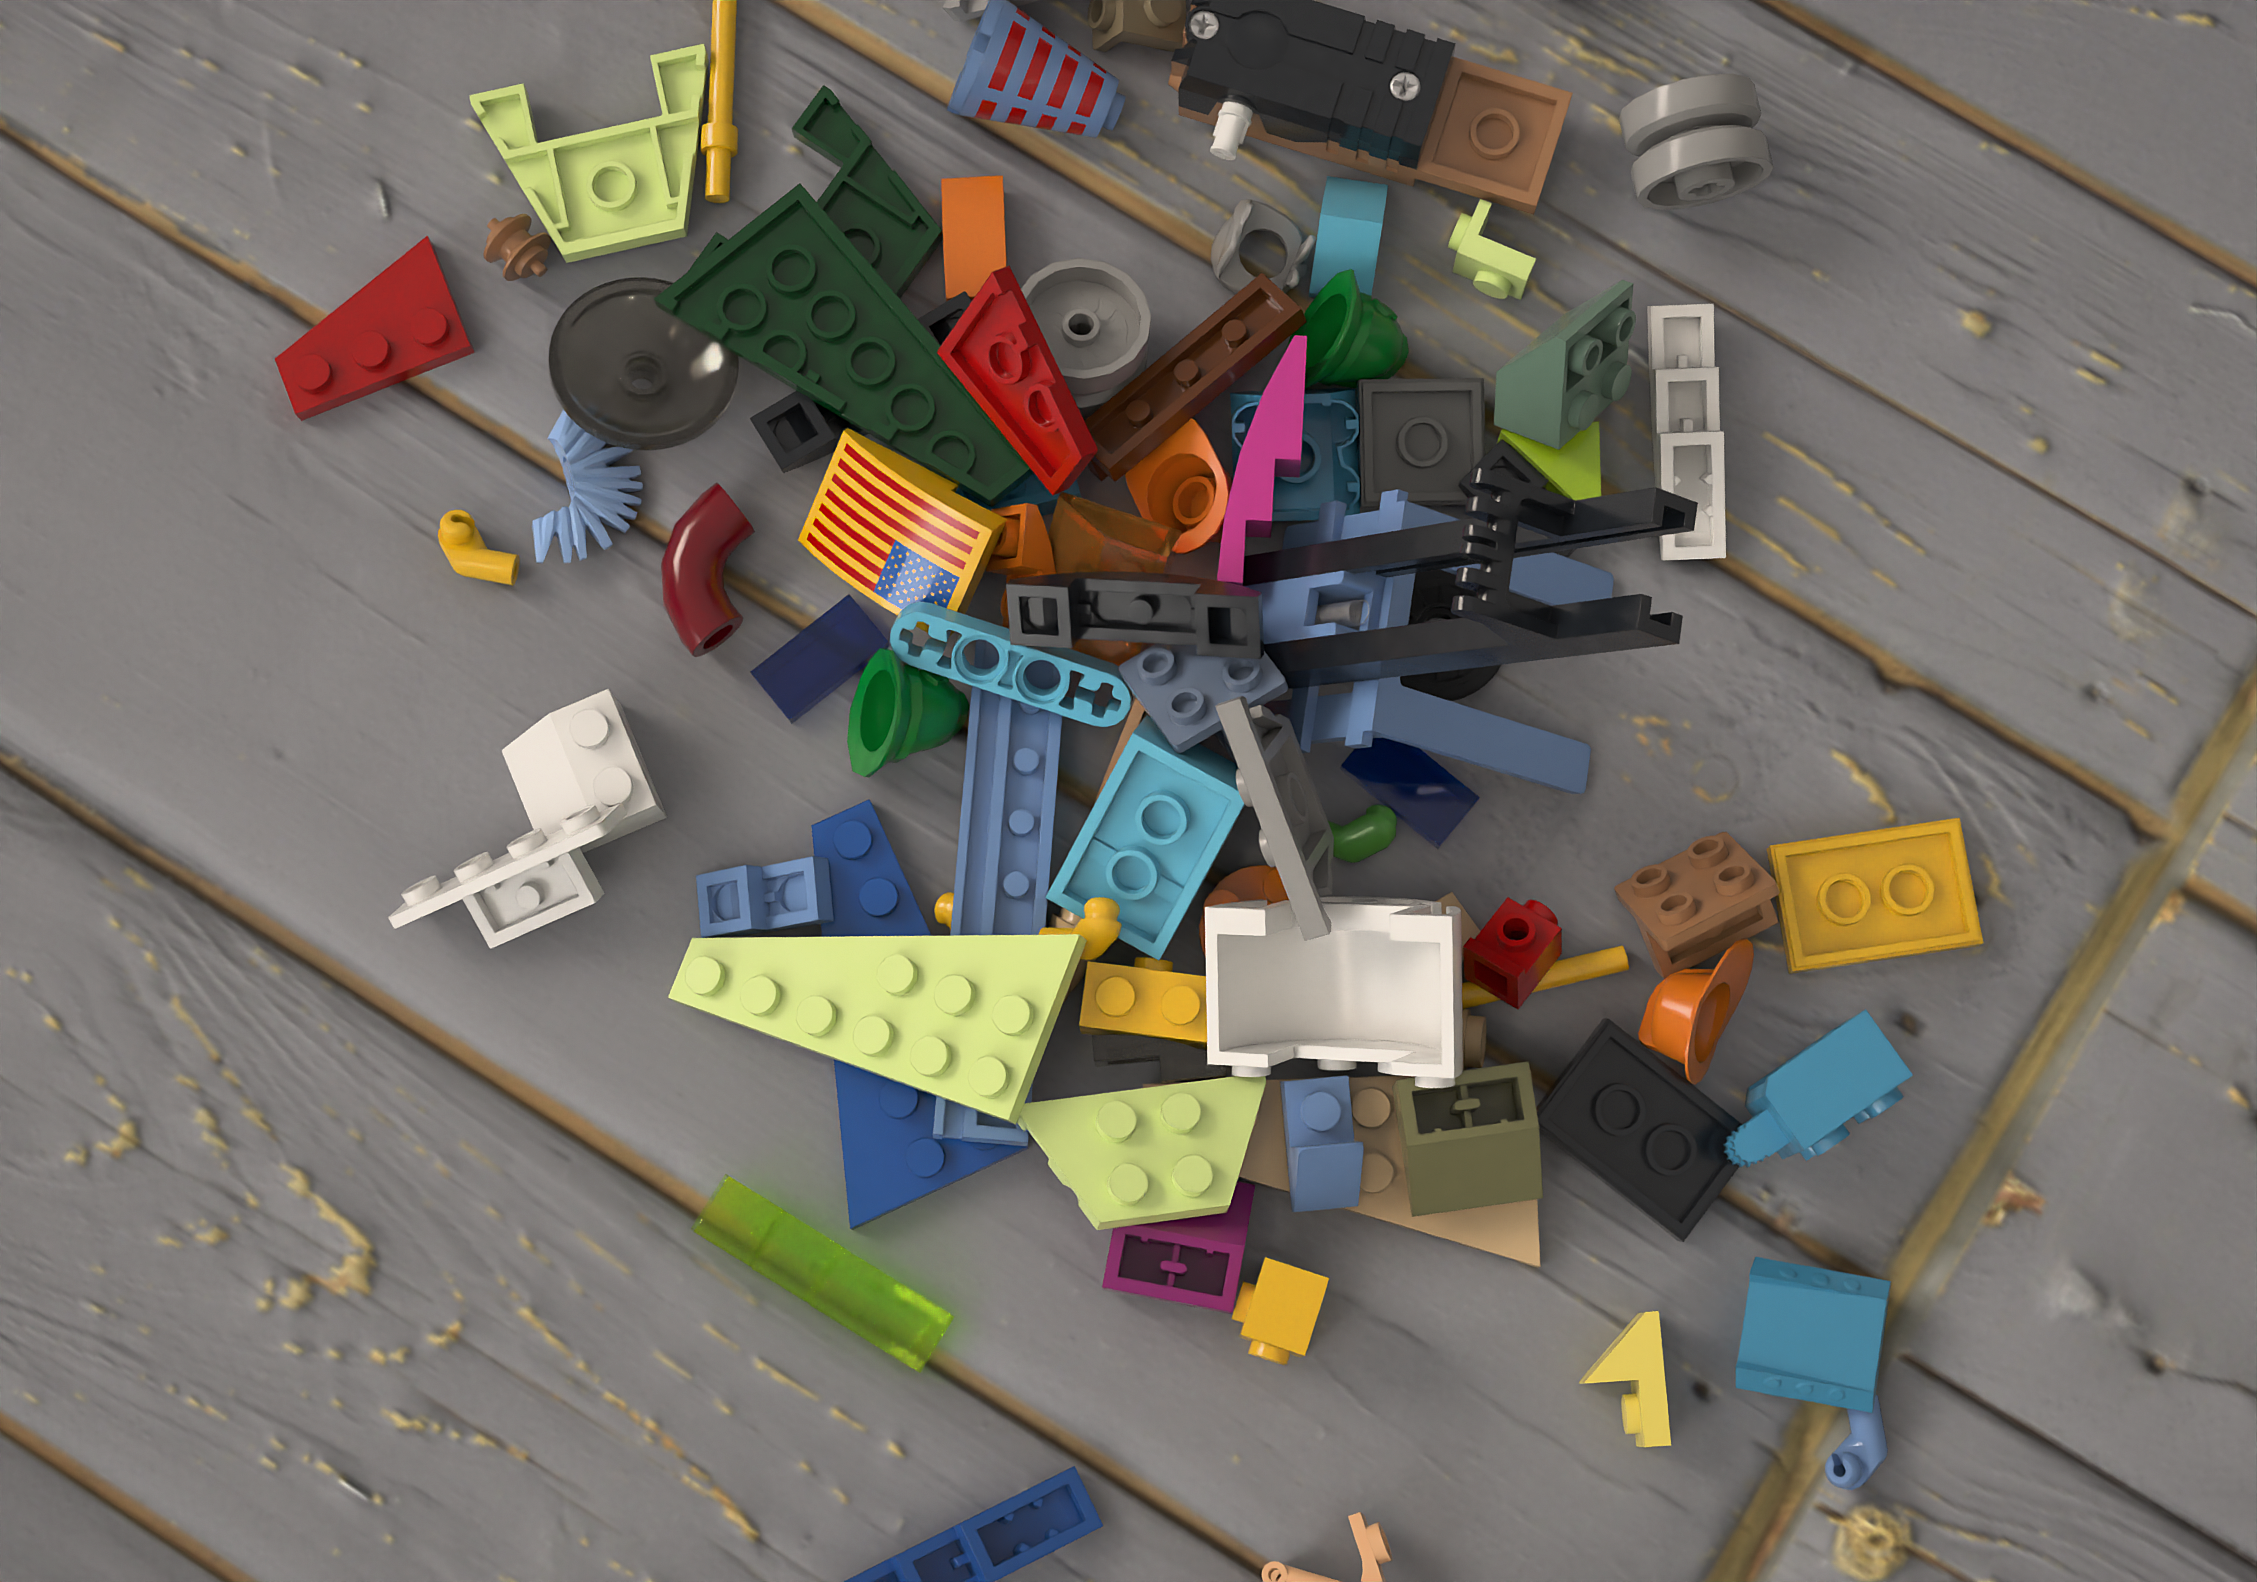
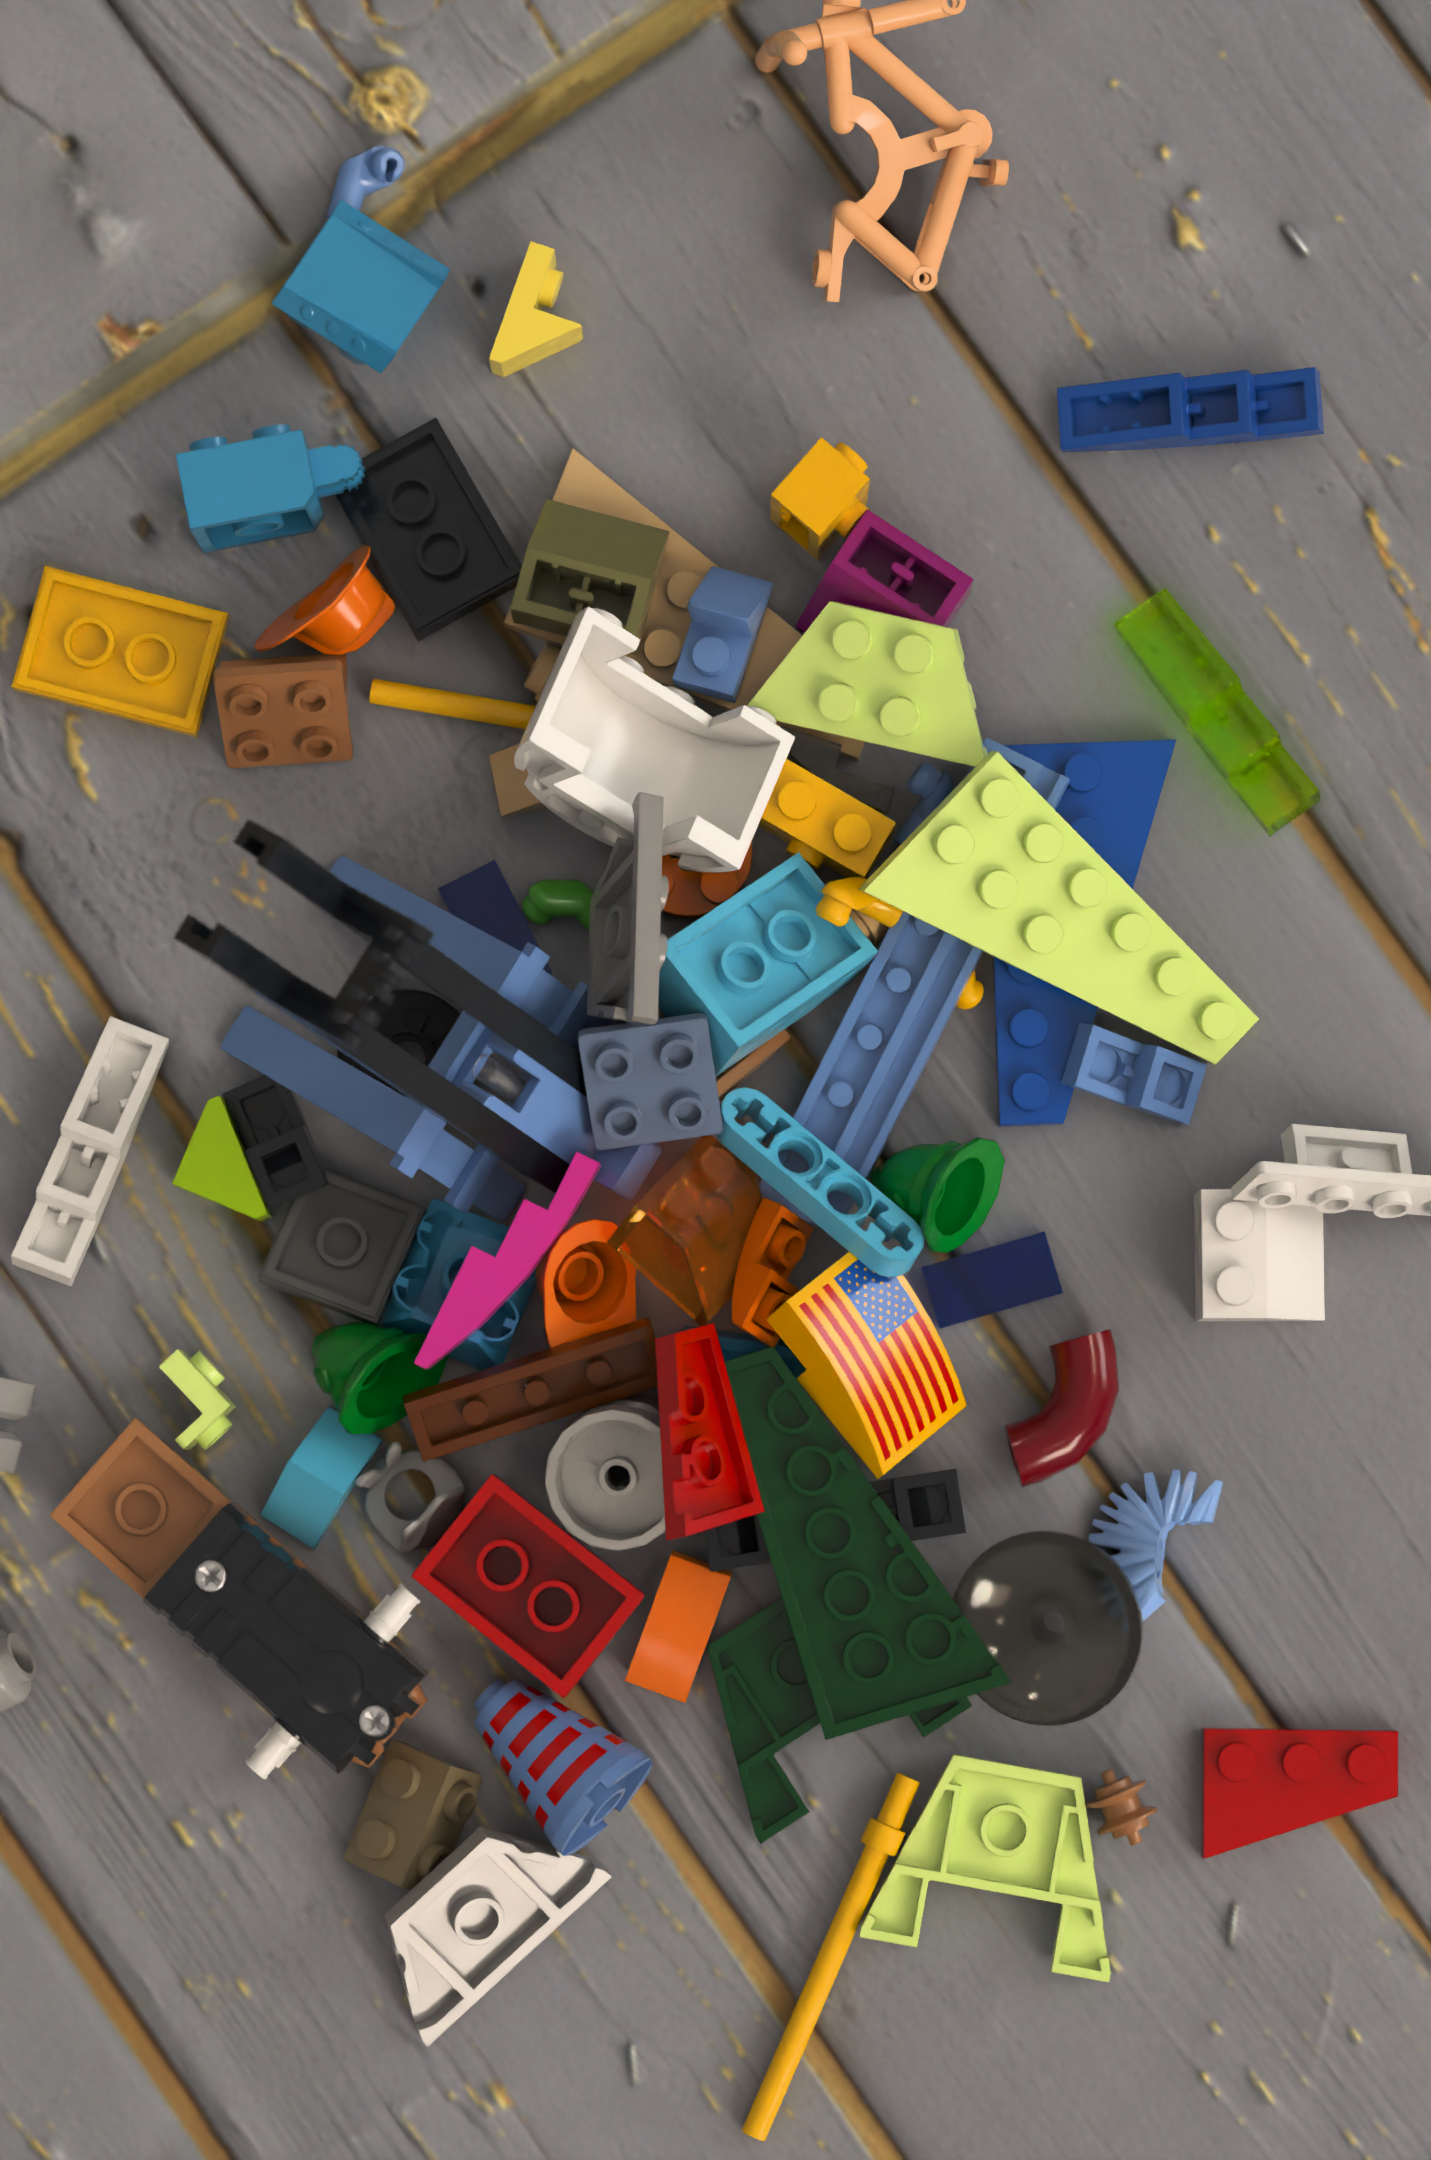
camera: 160 degrees left, 5 degrees up
(469, 554) = (1282, 1523): yellow arm -> none
(1054, 1067) = (932, 788): none -> medium blue arm
(1122, 206) = (528, 1585): none -> red brick
(1136, 608) = (682, 1170): black slope -> none
(1509, 966) = (482, 714): red brick -> none
(1569, 370) = (180, 1239): sand green slope -> none

